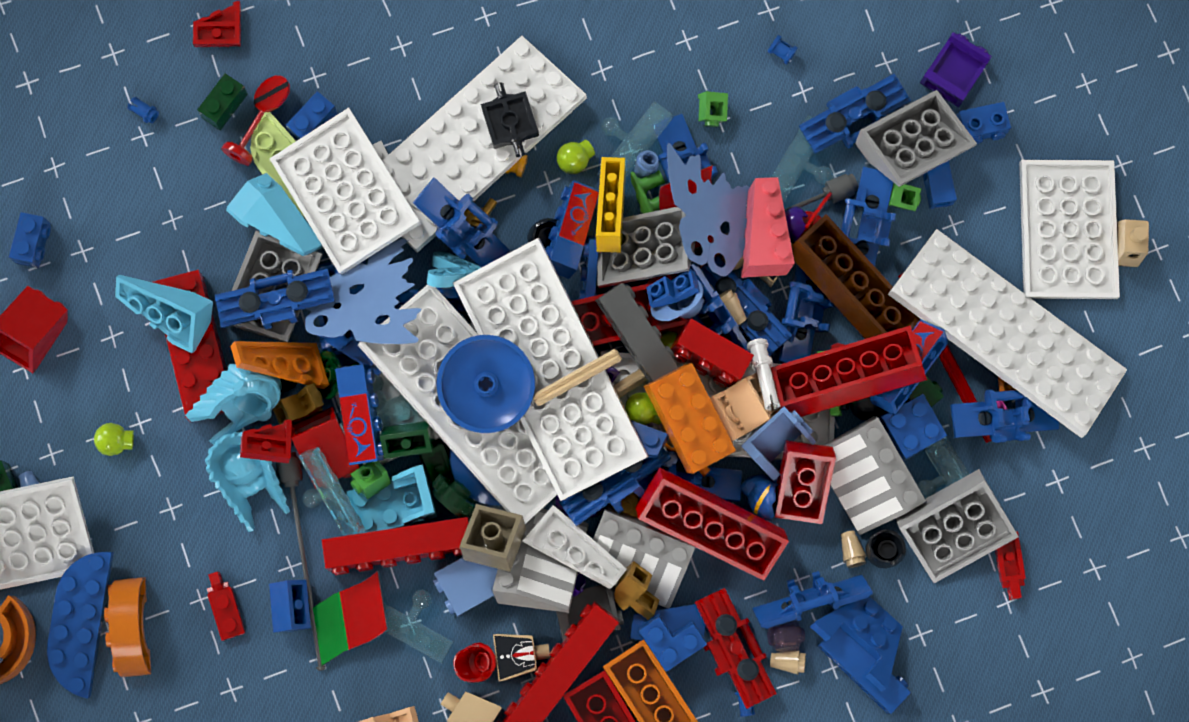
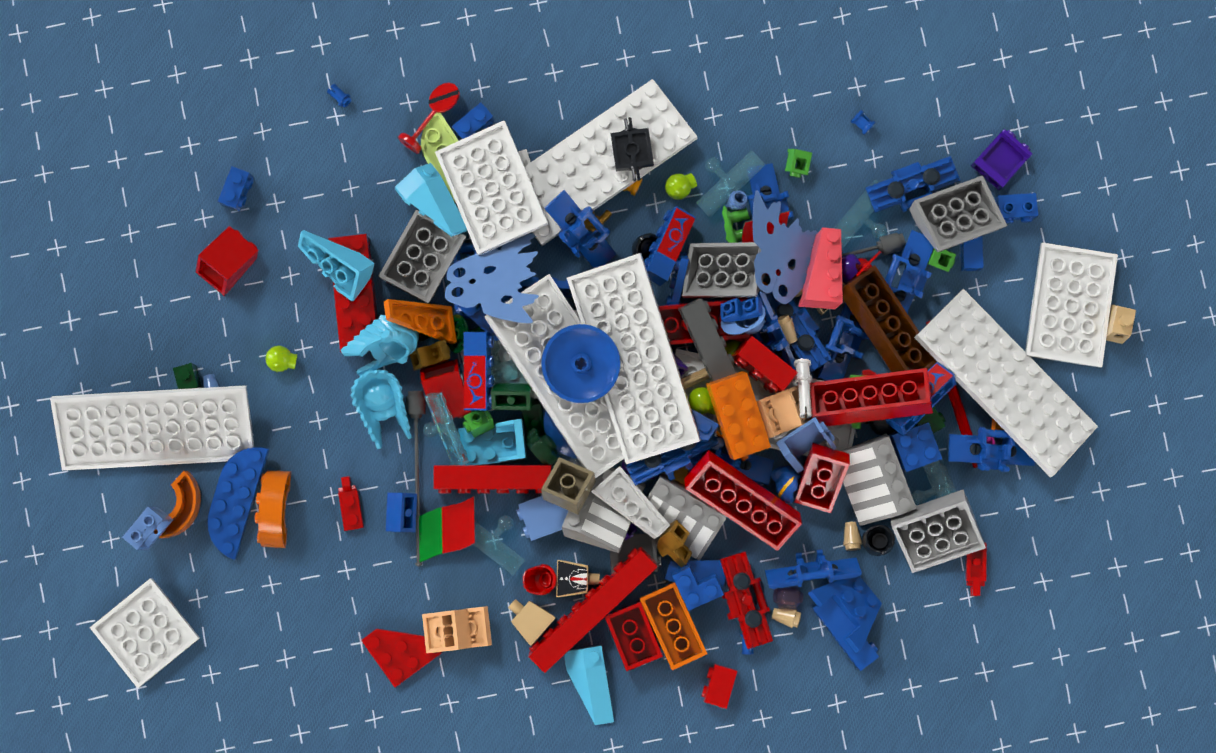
camera: 15 degrees right, 5 degrees up
(219, 28) = (409, 37): red wing -> none
(222, 101) = (403, 98): dark green brick -> none
(268, 443) = (402, 382): red wing -> none
(278, 305) = (423, 274): blue piece -> none
(449, 269) = (568, 266): medium azure beam -> none
(577, 377) = (653, 369): tan axle -> none
(610, 204) = (702, 232): yellow brick -> none

